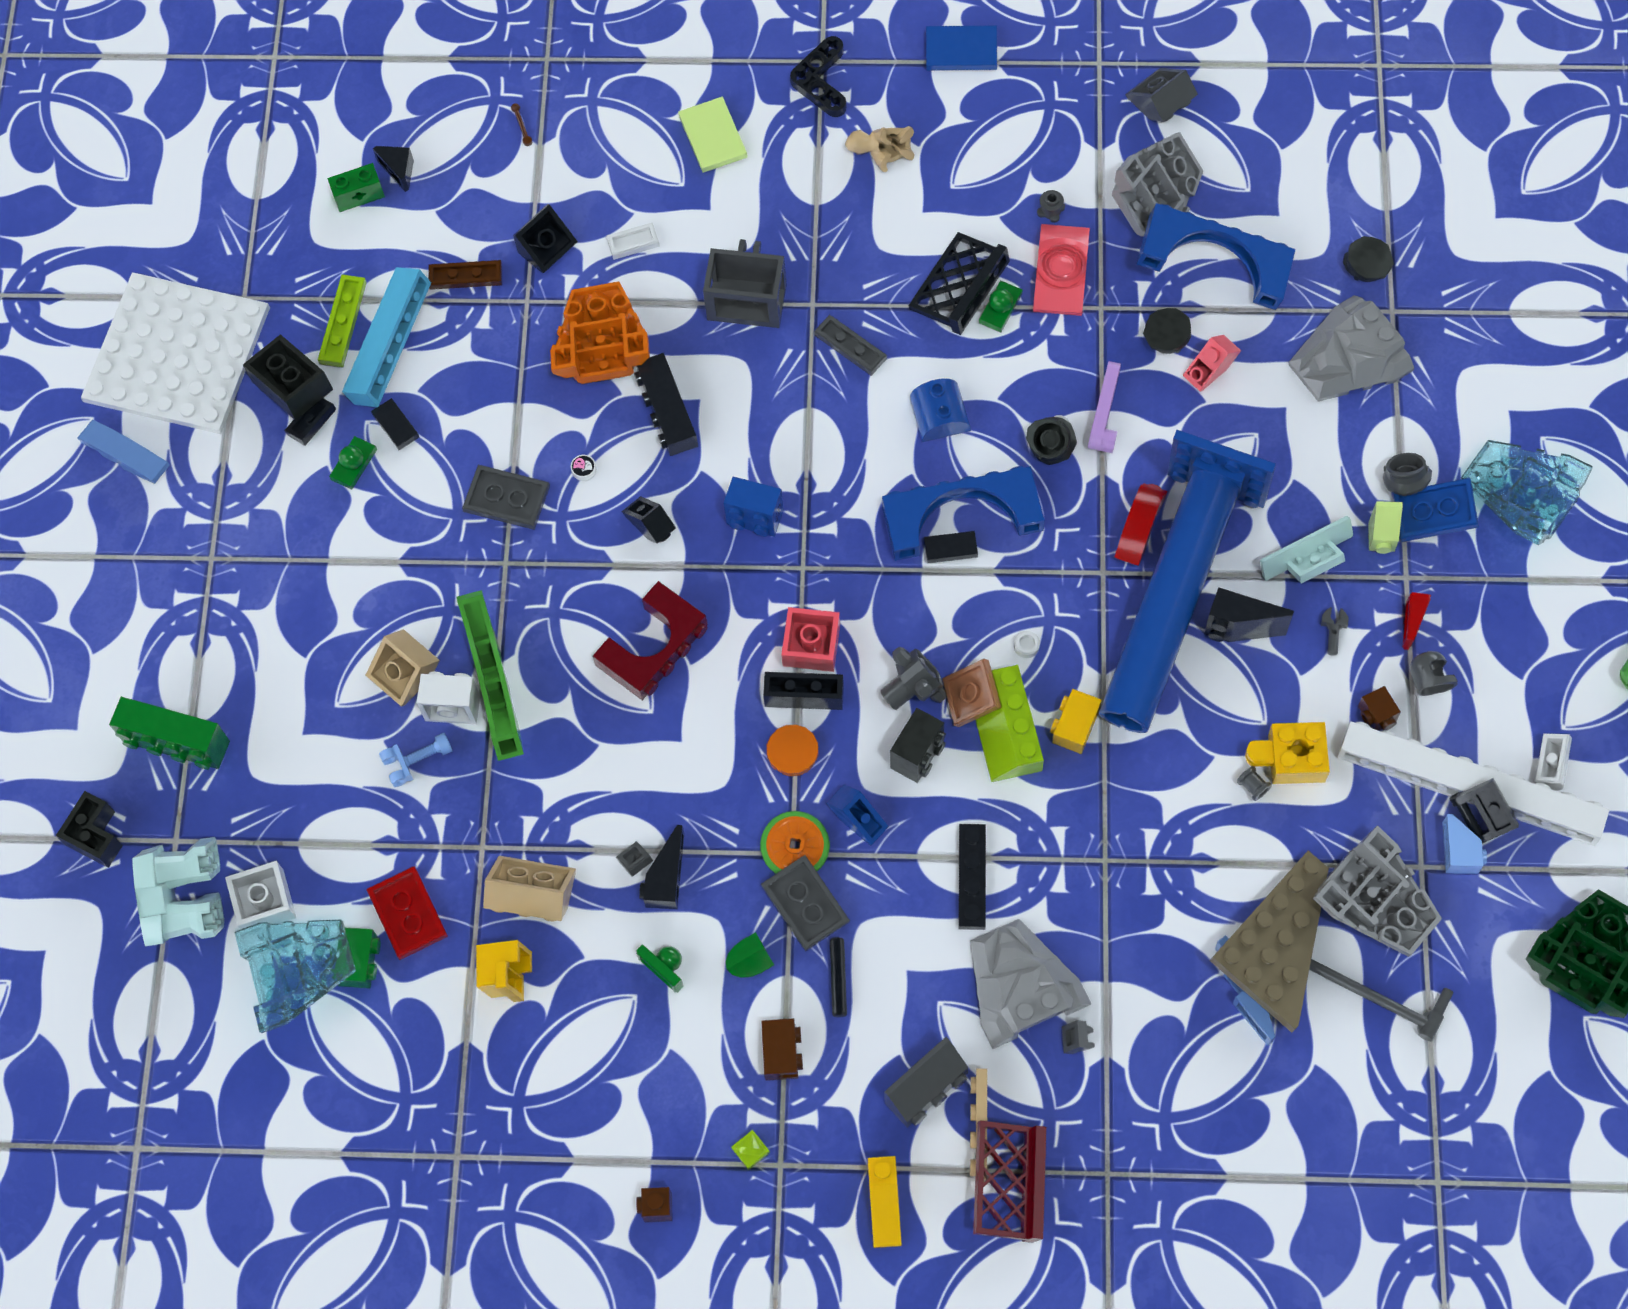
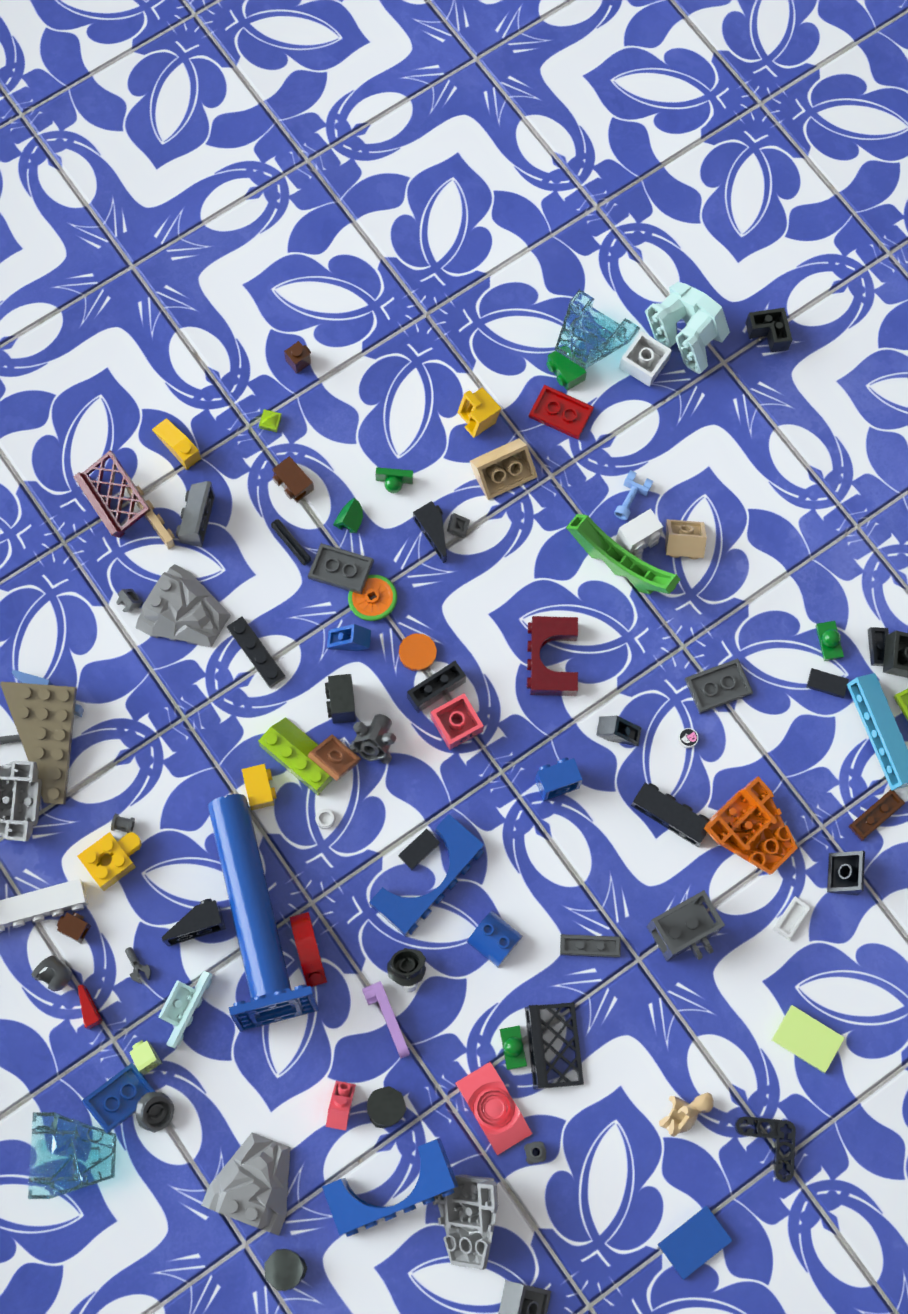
camera: 135 degrees right, 5 degrees up
(169, 733) = (778, 405): green brick -> none

